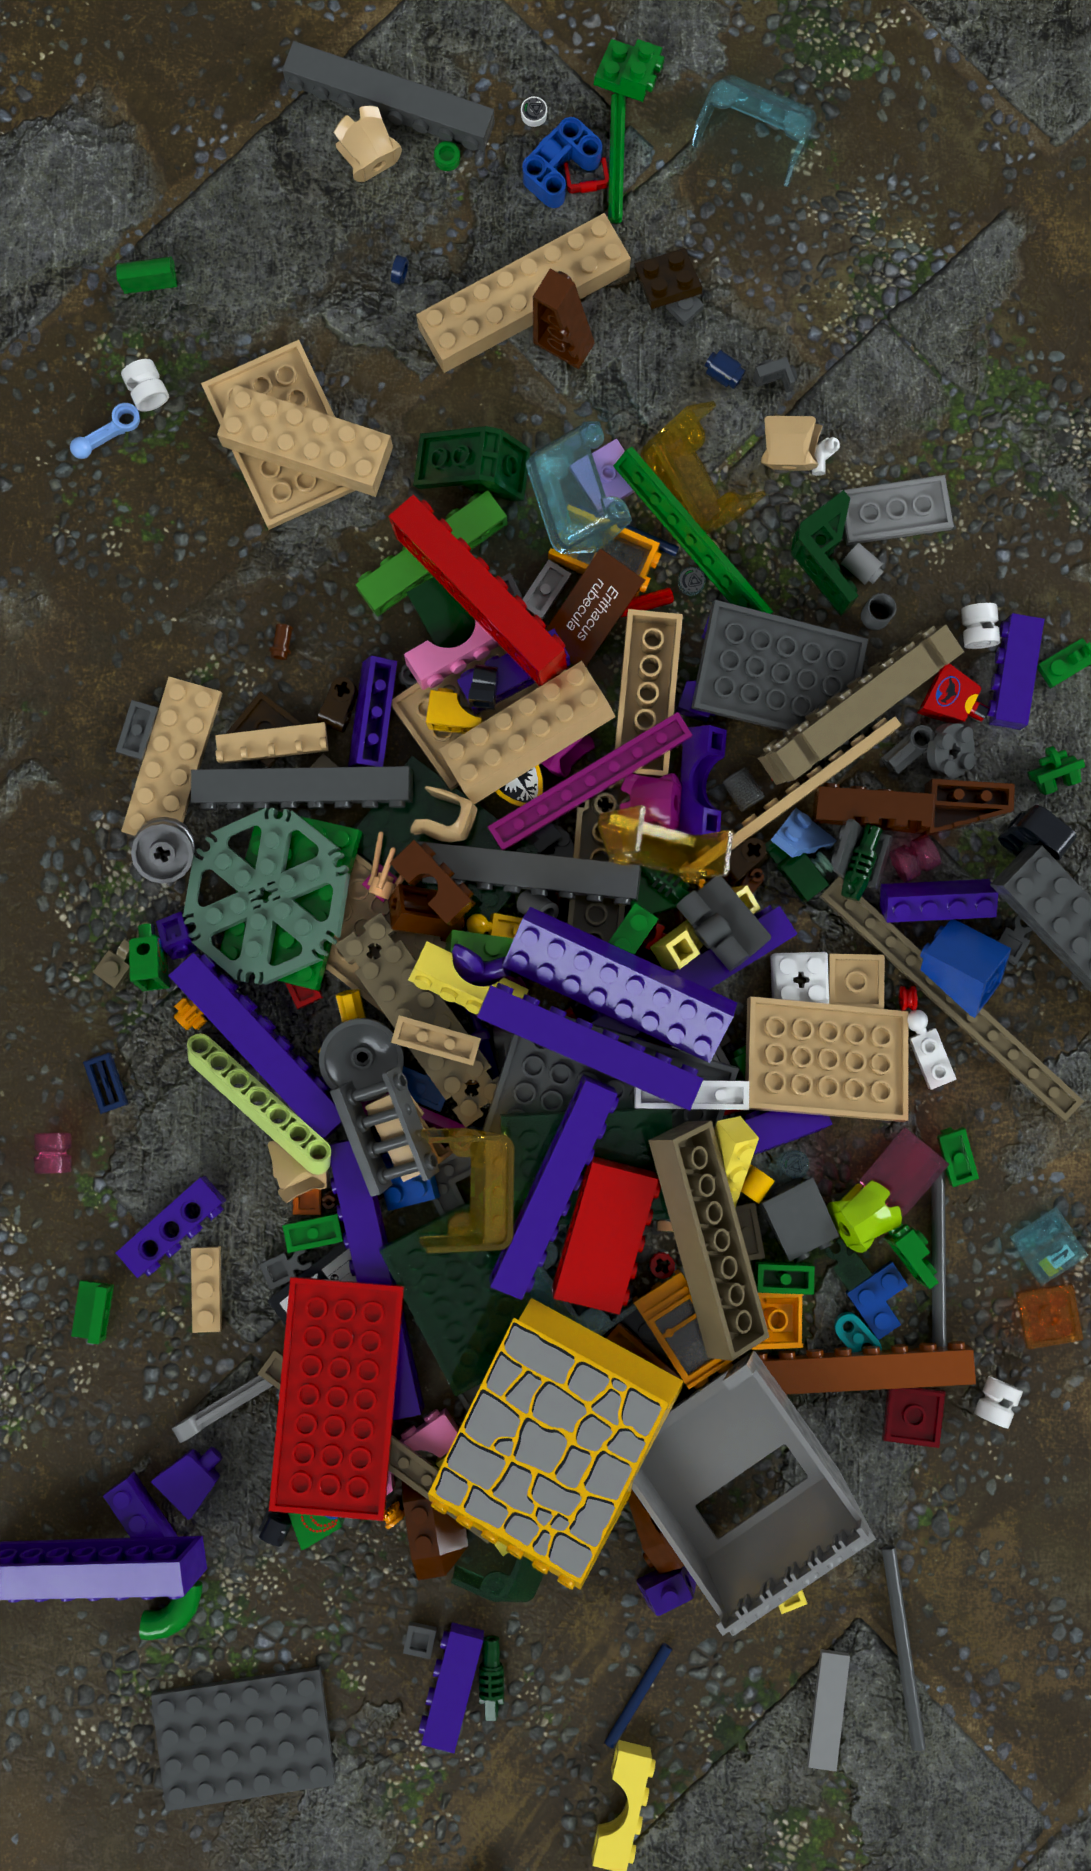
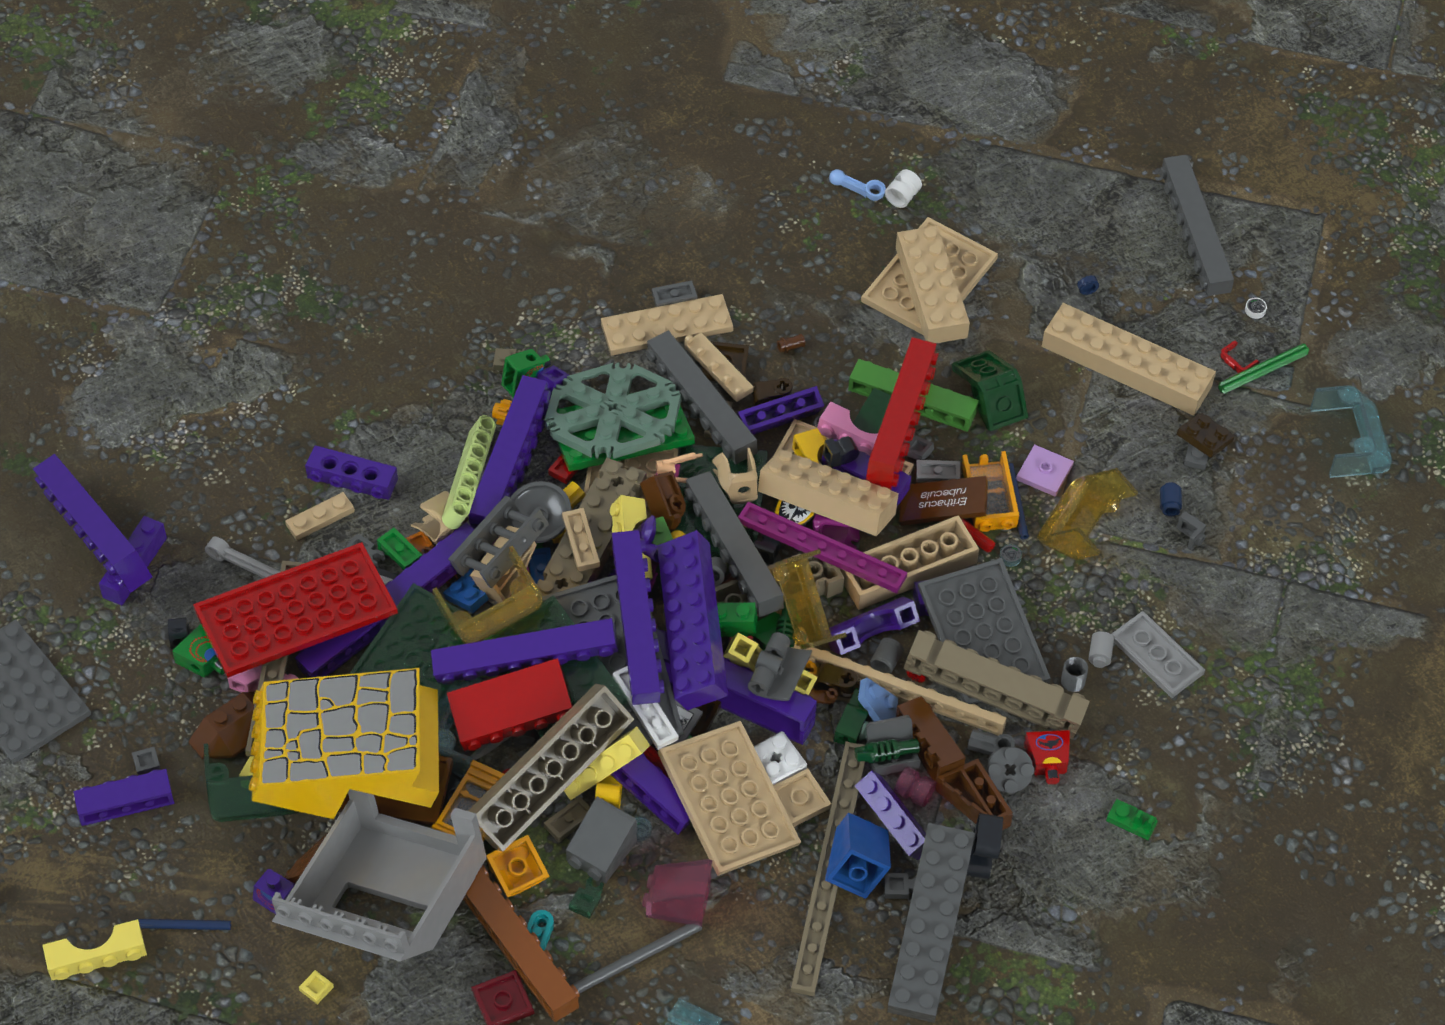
camera: 60 degrees right, 30 degrees down
(52, 1153) = (363, 381): clear pink wheel -> none
(92, 1311) = (265, 460): green panel -> none
(115, 1078) = (428, 395): dark blue tile -> none
(146, 275) = (975, 157): green brick -> none
(158, 865) = (604, 340): flat silver wheel -> none
(171, 1618) = (82, 604): green cylinder -> none
(189, 1480) = (181, 567): dark purple torso -> none
(366, 144) = (1154, 225): tan piece -> none
(394, 1515) = (224, 697): light orange bush -> none
(418, 863) = (684, 500): reddish brown arch -> none
(447, 156) = (1186, 276): green tile -> none
(491, 1678) = (142, 820): dark green hinge -> none
(555, 151) = (1230, 328): blue beam -> none
(561, 320) = (1121, 376): reddish brown wedge -> none
(572, 494) = (998, 451): clear light blue windscreen -> none
(630, 68) = (1327, 343): green plate -> none
(659, 796) = (839, 597): magenta piece -> none
(688, 532) = (1040, 529): green tile -> none
(784, 1277) = (552, 854): green brick -> none
(791, 442) = (1148, 558): tan piece -> none
(815, 545) = (1105, 603): dark green bracket -> none
(823, 451) = (1160, 587): white arm -> none
(864, 1215) = (630, 882): lime piece -> none
(871, 1299) = (574, 929): blue plate -> none
(907, 998) = (810, 837): red bush -> none
(911, 1249) = (623, 927): green plate -> none
(929, 1051) = (781, 873): white plate -> none
(957, 1152) = (715, 927): green plate -> none
(980, 625) = (1113, 743): white wheel -> none
(1016, 671) = (1098, 785): dark purple brick -> none
(1054, 766) = (1054, 855): green hips -> none

